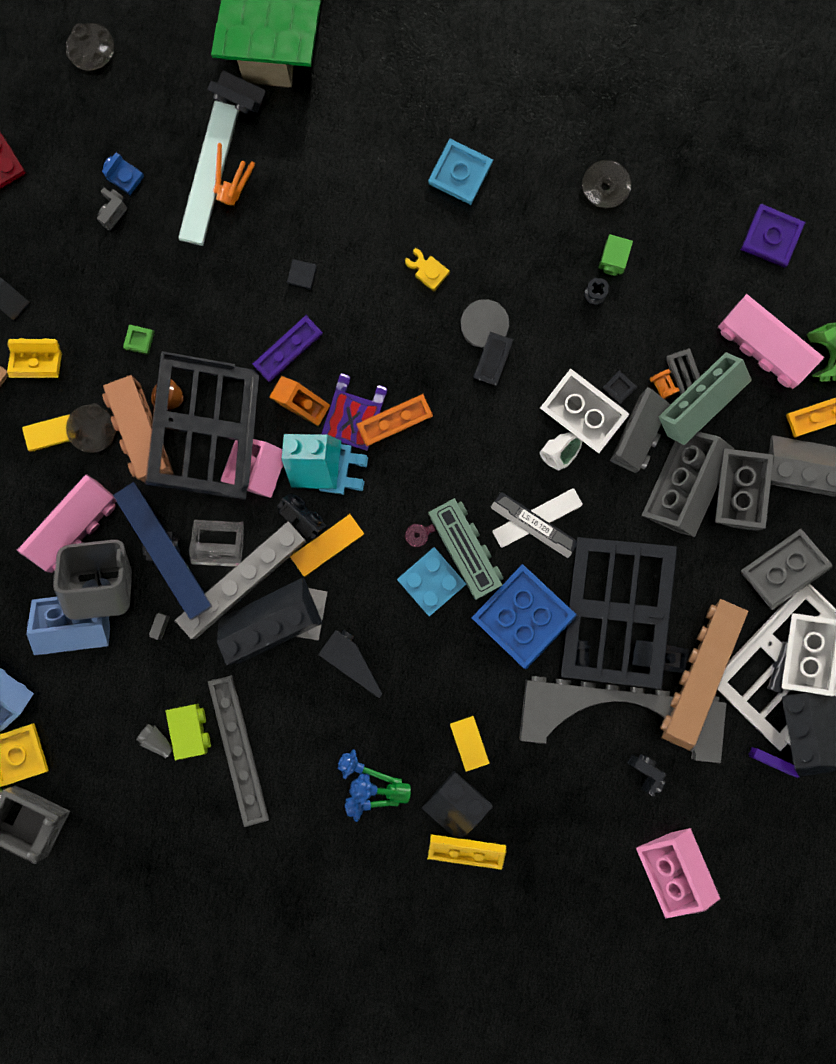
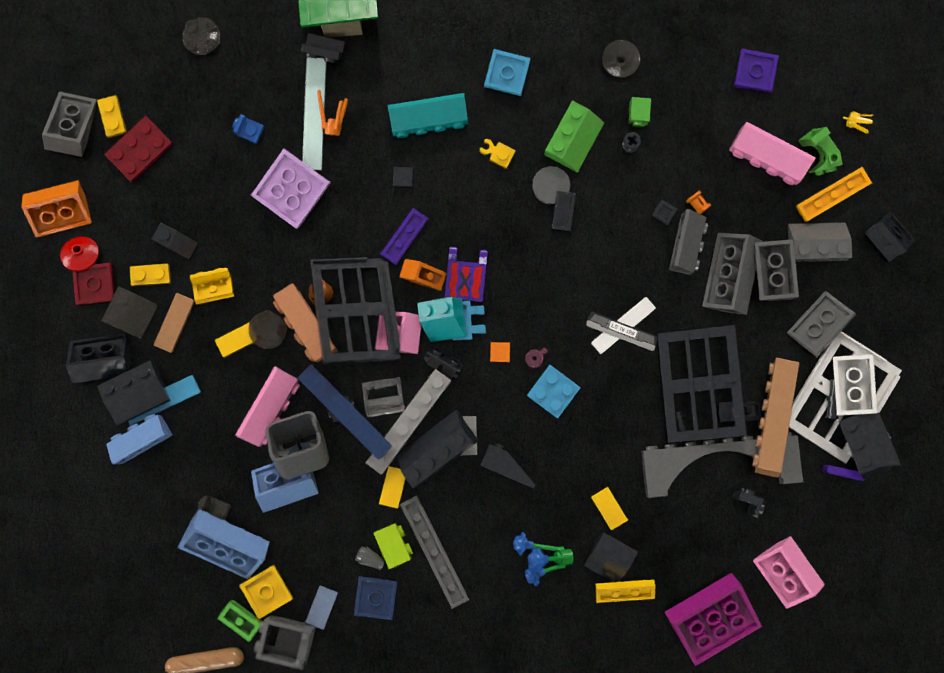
camera: 10 degrees left, 0 degrees up
(81, 789) = (321, 607): none -> sand blue tile
(111, 212) = (246, 161): dark grey bracket -> none
(138, 339) = (288, 253): bright green tile -> none
(152, 792) = (375, 598): none -> dark blue tile
(158, 258) = (290, 188): none -> lavender plate
(159, 626) = (353, 470): dark grey tile -> none
(203, 659) = (392, 487): none -> yellow tile
(327, 545) = (467, 380): light orange tile -> none
(349, 202) = (428, 115): none -> teal slope
(375, 518) = (500, 352): none -> orange tile
(394, 420) = (498, 274): orange tile -> none
(465, 549) = (573, 360): sand green brick -> none
(524, 616) = (630, 403): blue plate -> none
(526, 269) = (574, 136): none -> bright green slope
(561, 450) = (631, 270): white rock -> none
(570, 911) = (713, 619): none -> magenta slope
(584, 410) = (642, 236): white slope -> none
(672, 366) = (704, 178): dark grey tile -> none
(705, 398) = (731, 207): sand green brick -> none

